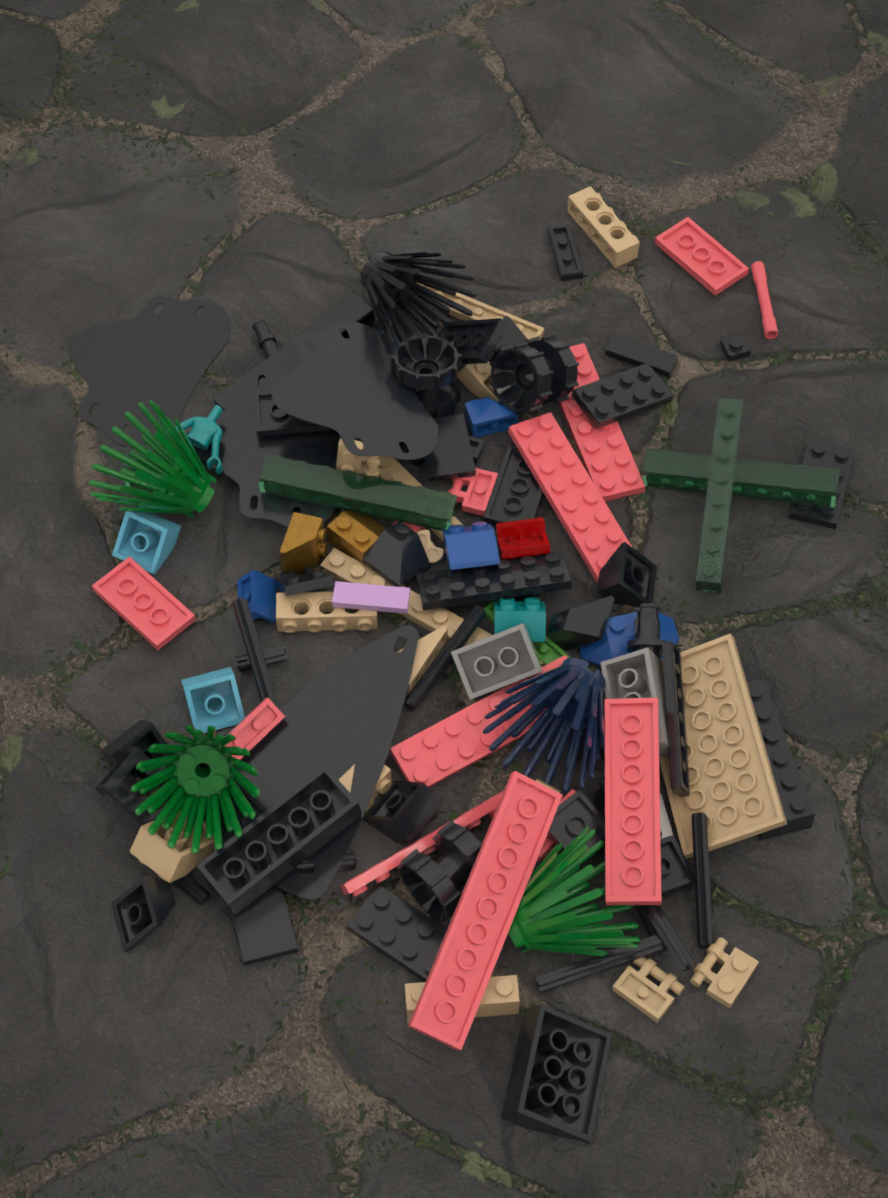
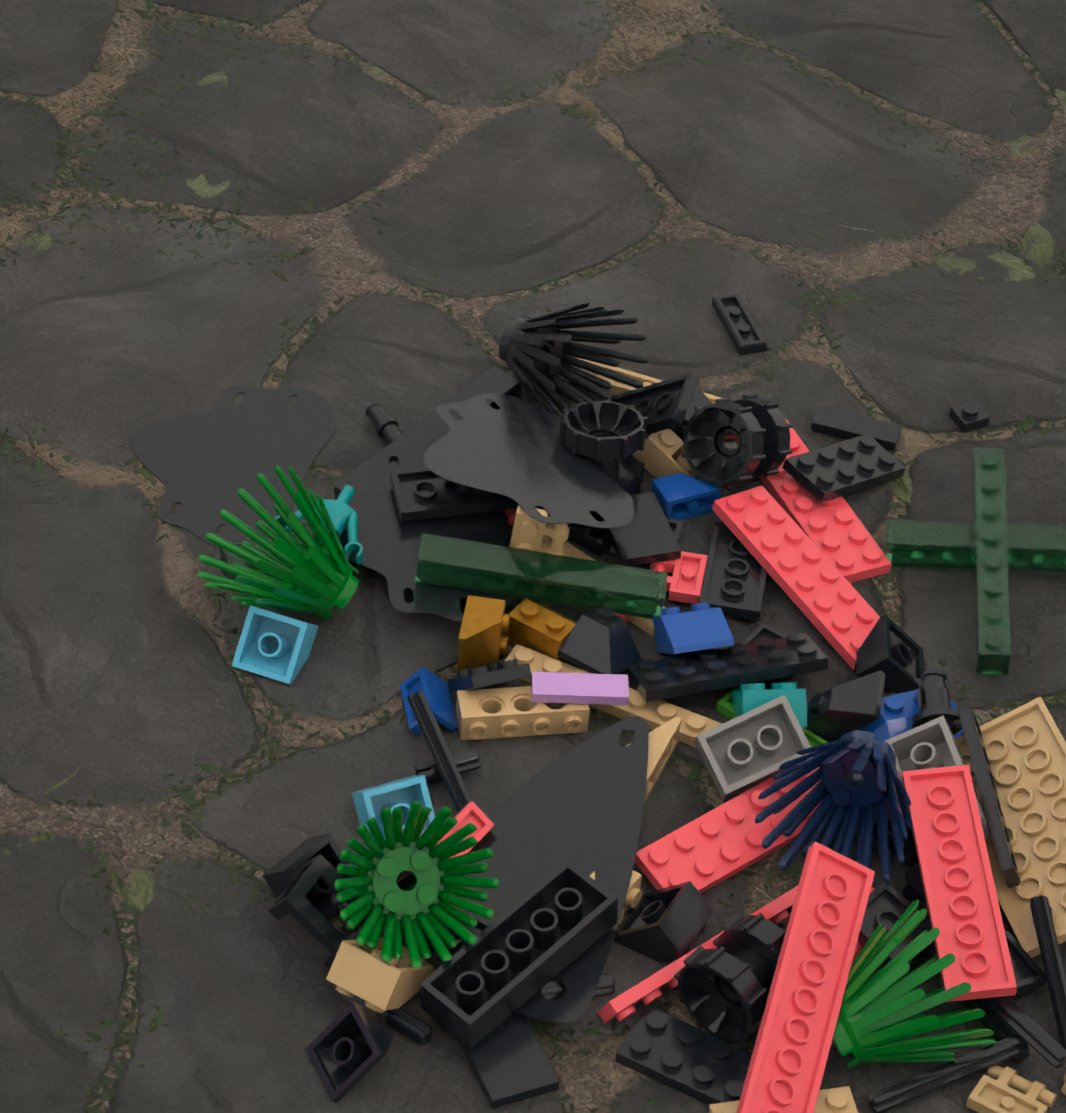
camera: 10 degrees left, 15 degrees down
(143, 603) = (284, 714): coral plate -> none
(433, 553) = (645, 645): tan piece -> none
(445, 657) = (683, 753): black axle -> none
(522, 538) = (756, 619): red bracket -> none
(603, 226) = (781, 294): tan brick -> none
(701, 256) = (908, 322): coral plate -> none
(768, 319) = (1002, 385): coral piece -> none

